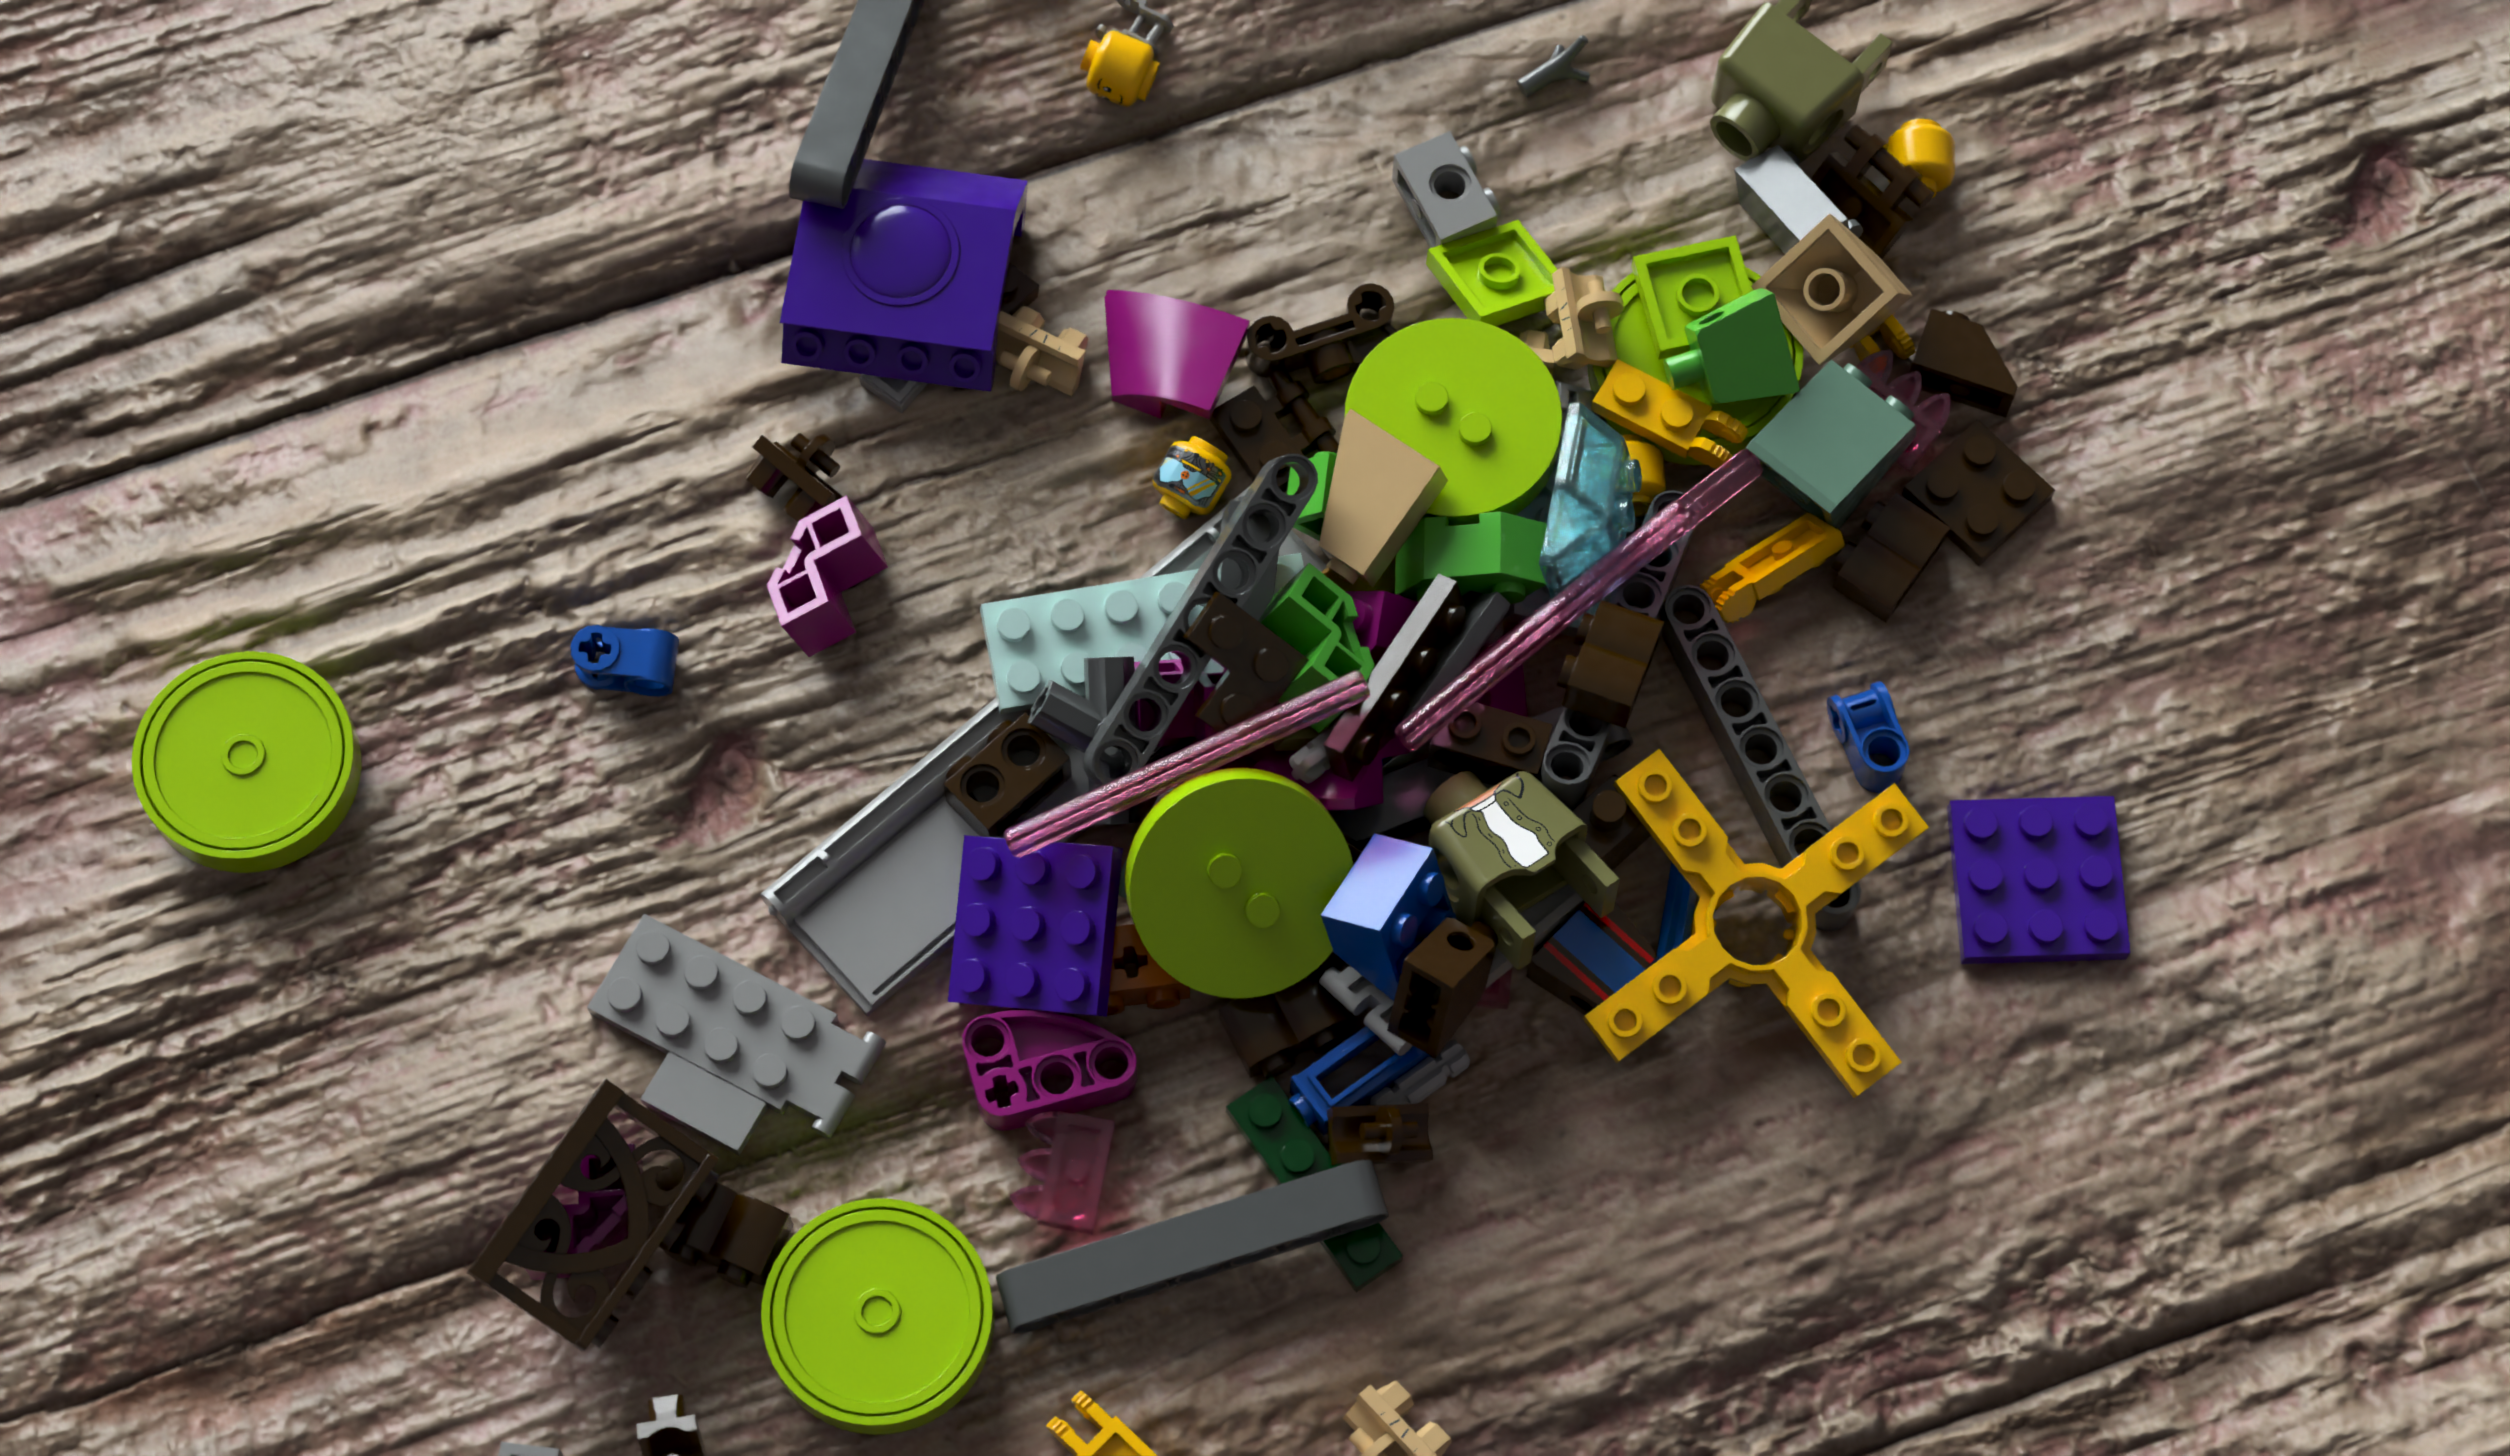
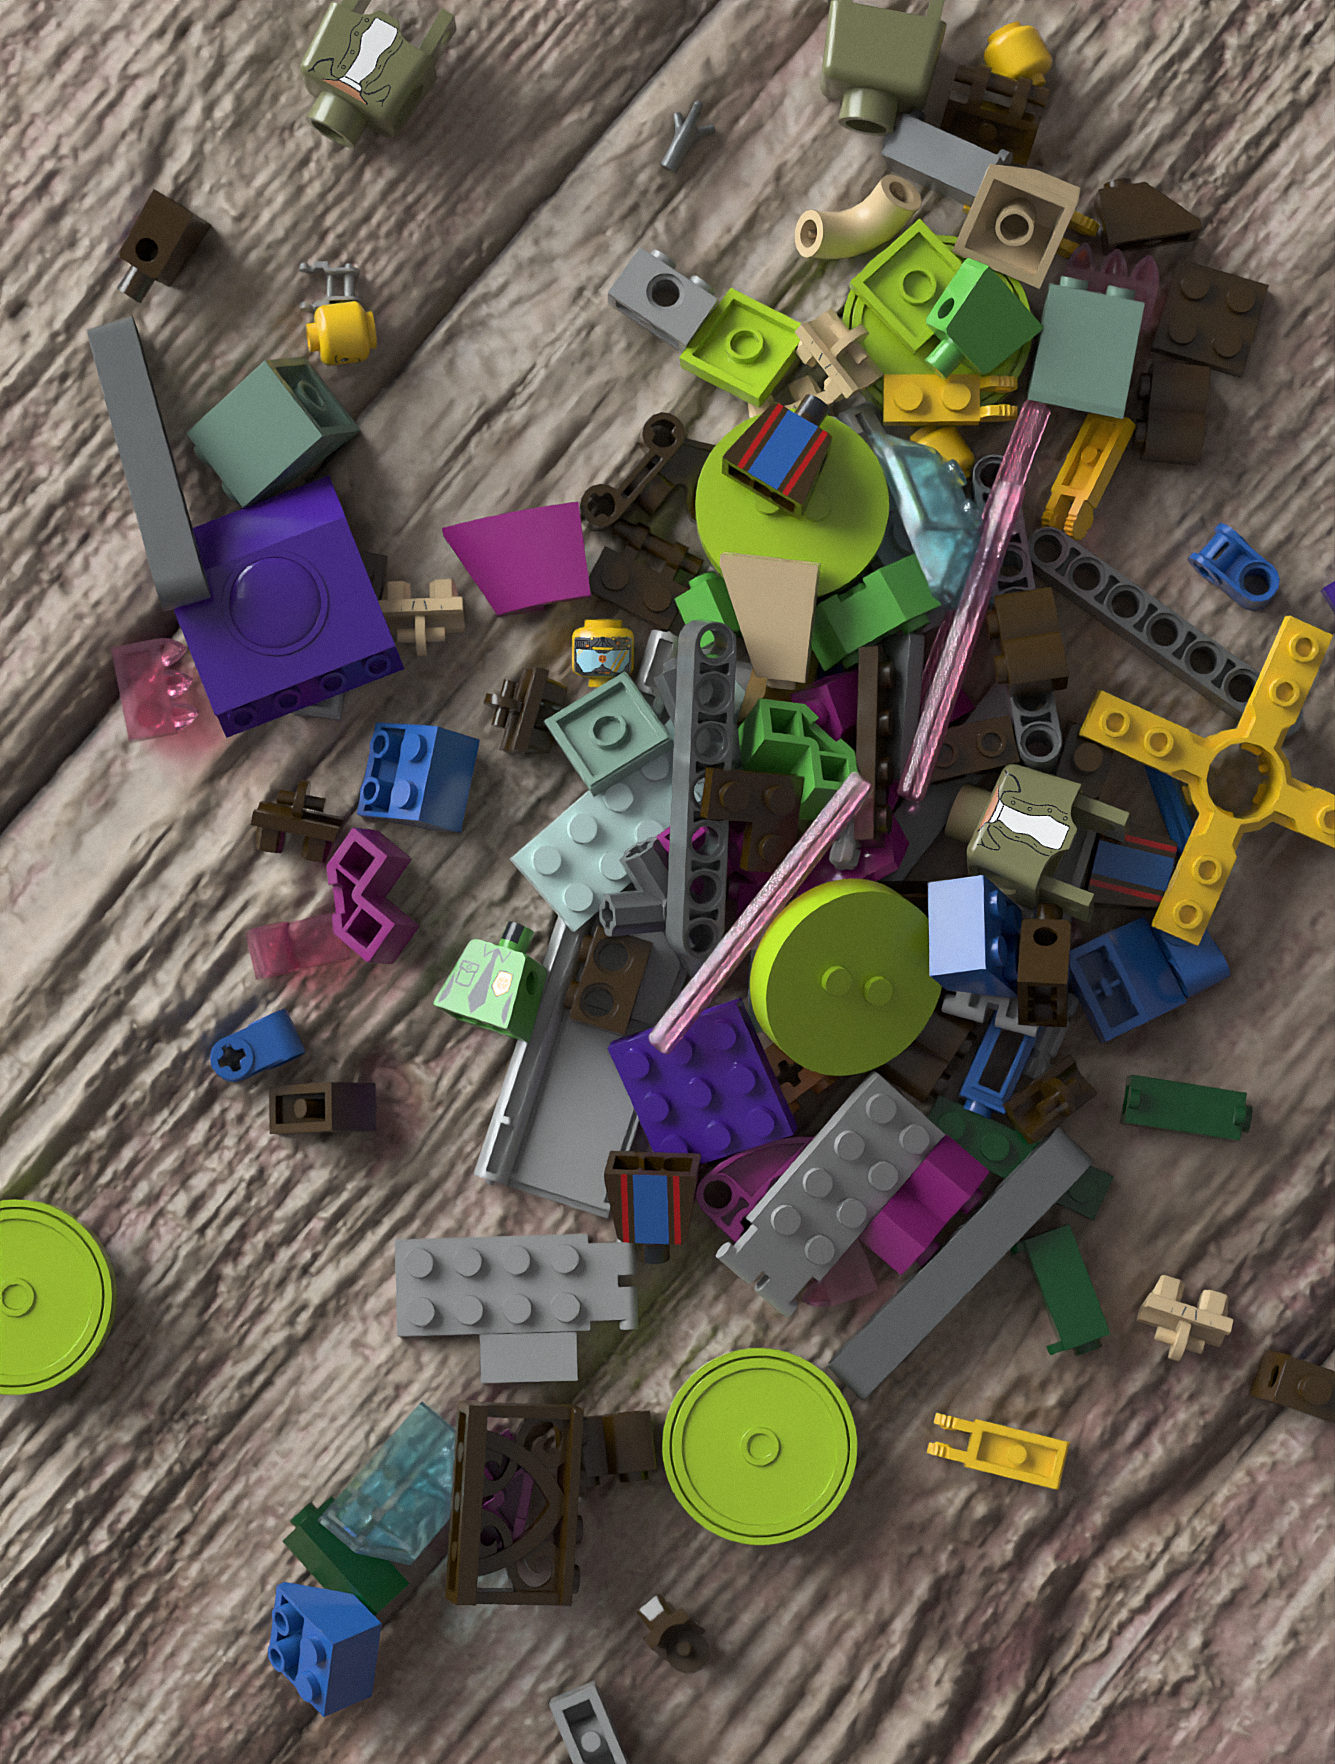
camera: 30 degrees left, 15 degrees up
(319, 1258) = (324, 1645): none -> blue slope
(394, 1192) = (338, 1566): none -> dark green brick
(480, 1146) = (400, 1493): none -> clear light blue wedge
(655, 750) = (322, 1108): none -> dark brown slope
(718, 585) = (295, 946): none -> clear pink plate
(738, 280) = (149, 688): none -> clear pink plate
(893, 723) = (496, 985): none -> torso
(919, 1009) = (652, 1199): none -> torso
(942, 495) = (418, 776): none -> blue slope
(1001, 113) = (271, 430): none -> sand green slope
(1069, 512) = (532, 692): none -> dark brown hips
(1102, 1098) = (831, 1192): none -> light grey hinge
(1147, 544) = (609, 733): none -> sand green tile
(1190, 1172) = (924, 1204): none -> magenta brick
(1284, 1338) = (1065, 1290): none -> dark green brick
(1467, 357) = (782, 454): none -> torso
(1515, 1226) = (1185, 1108): none -> dark green brick
(1525, 1062) = (1123, 980): none -> blue slope
(1609, 1088) = (1193, 965): none -> blue piece
(1660, 226) = (859, 228): none -> tan cylinder

